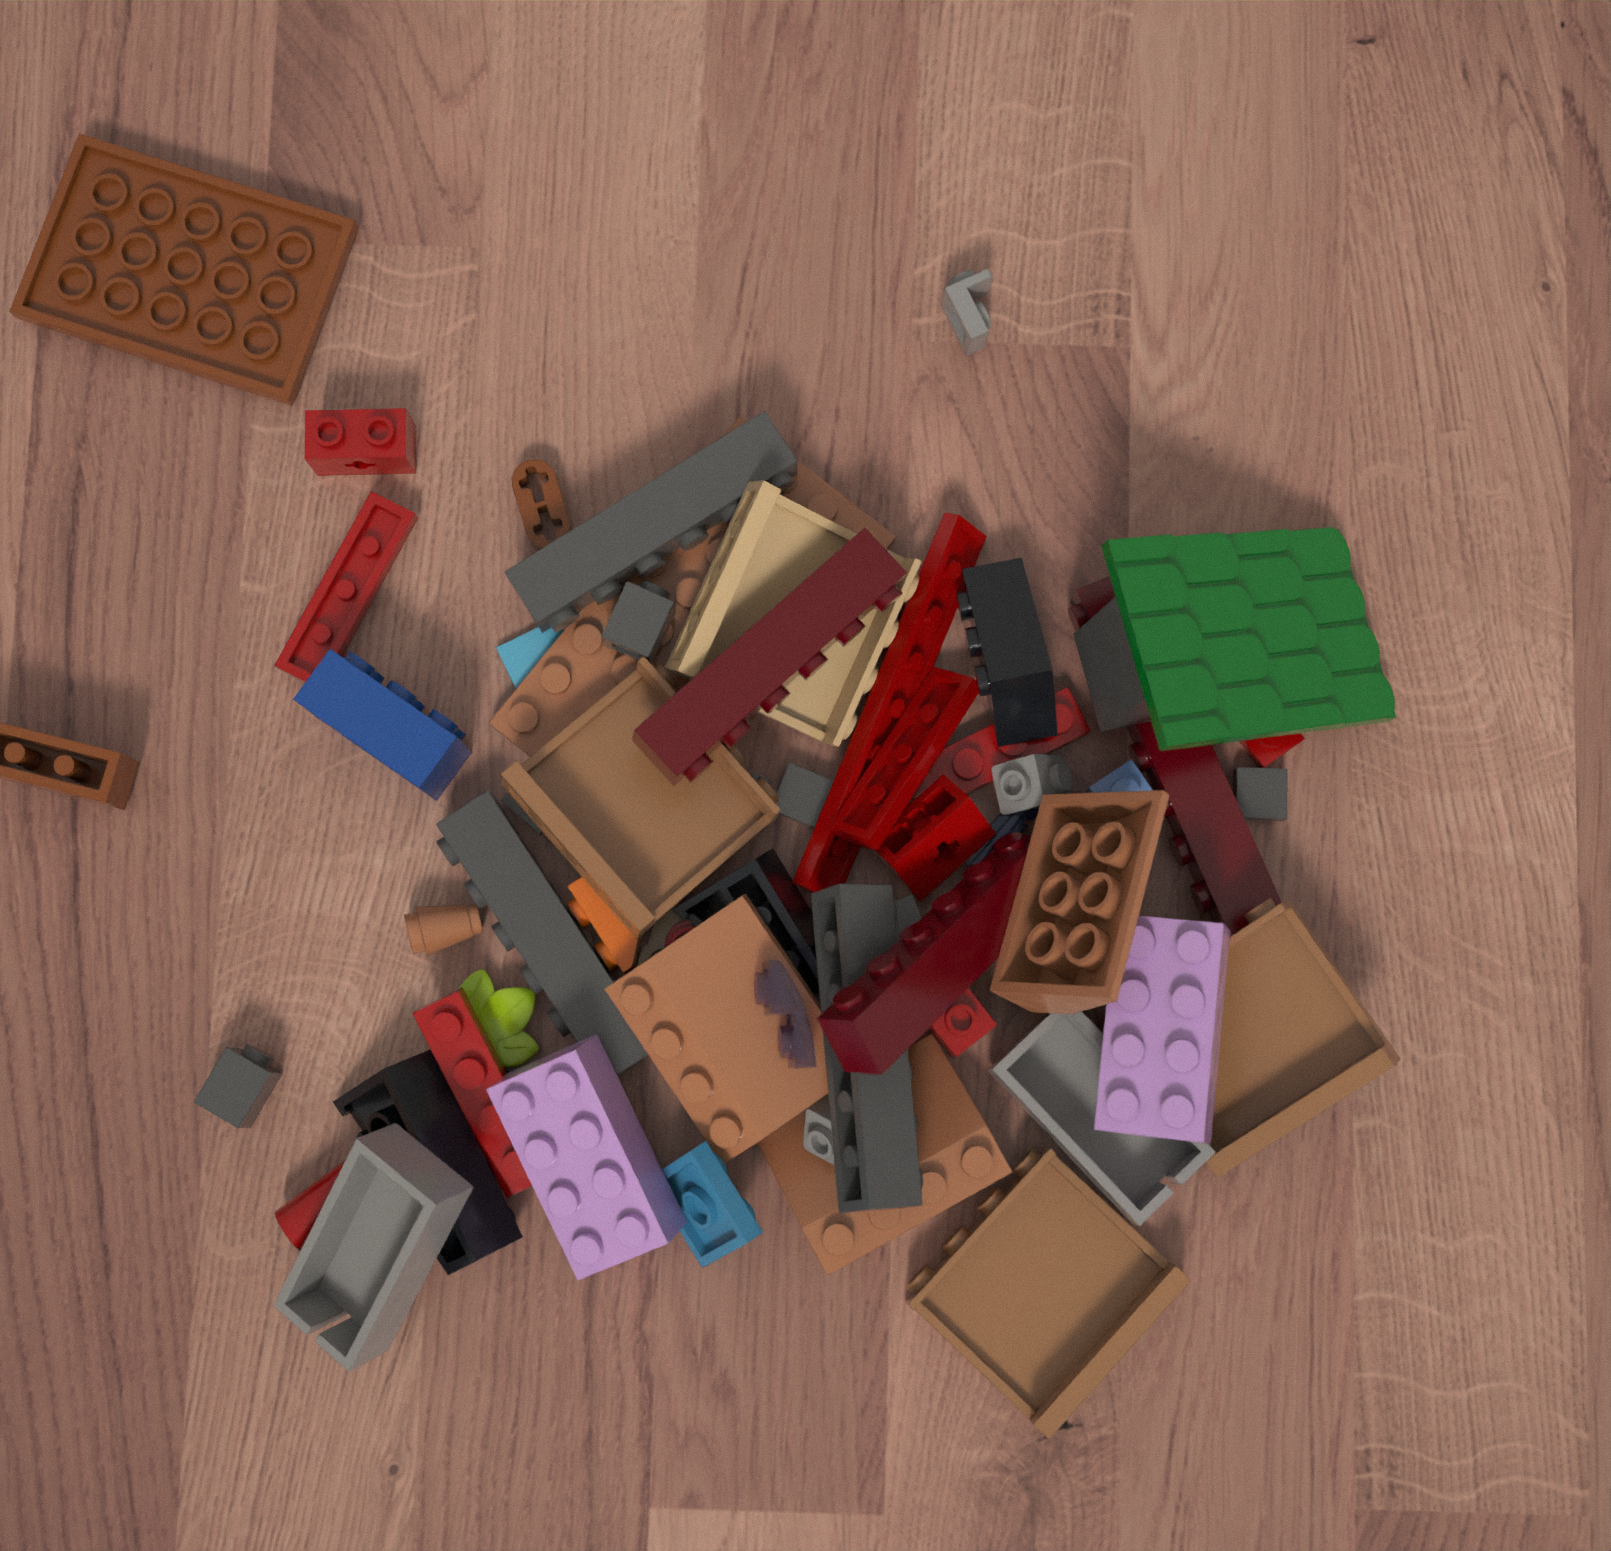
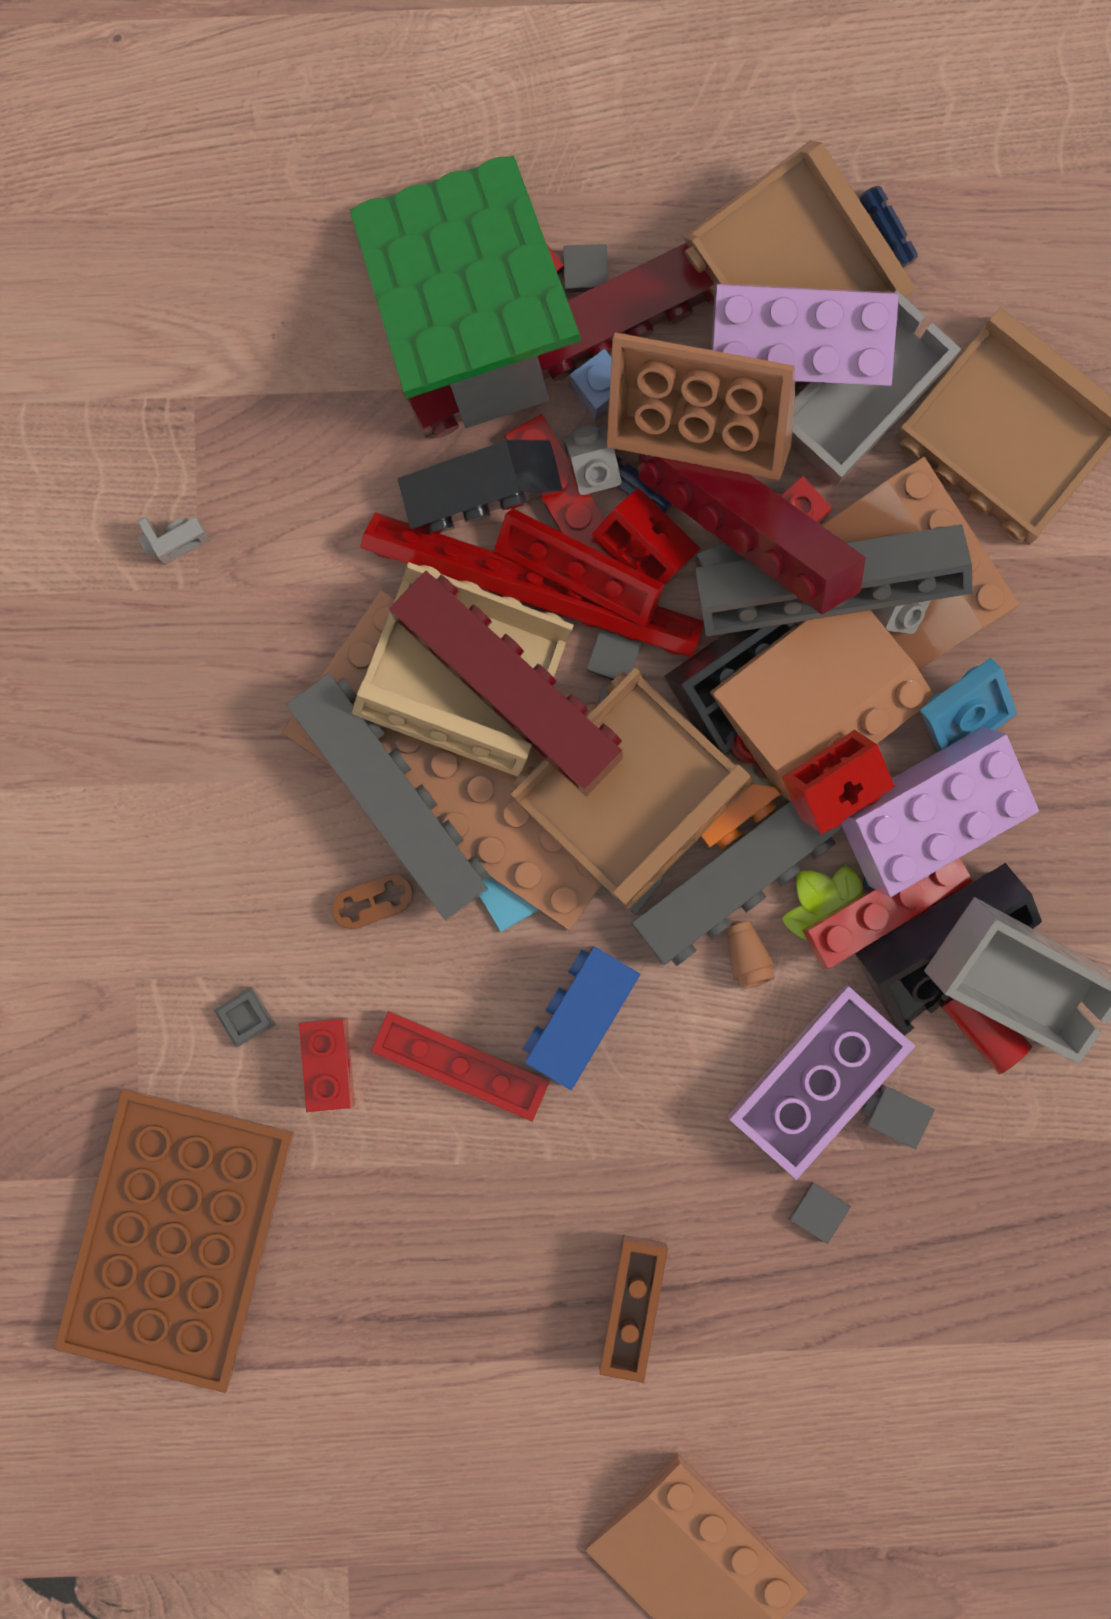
camera: 90 degrees left, 5 degrees up
(139, 989) = (819, 1212): none -> dark grey tile
(284, 996) = (820, 1081): none -> lavender brick
(425, 360) = (244, 1017): none -> dark grey tile
(623, 1033) = (838, 782): none -> red brick
(639, 621) = (476, 801): dark grey brick -> none
(780, 997) = (800, 654): slope -> none
(1296, 1155) = (889, 225): none -> dark blue axle

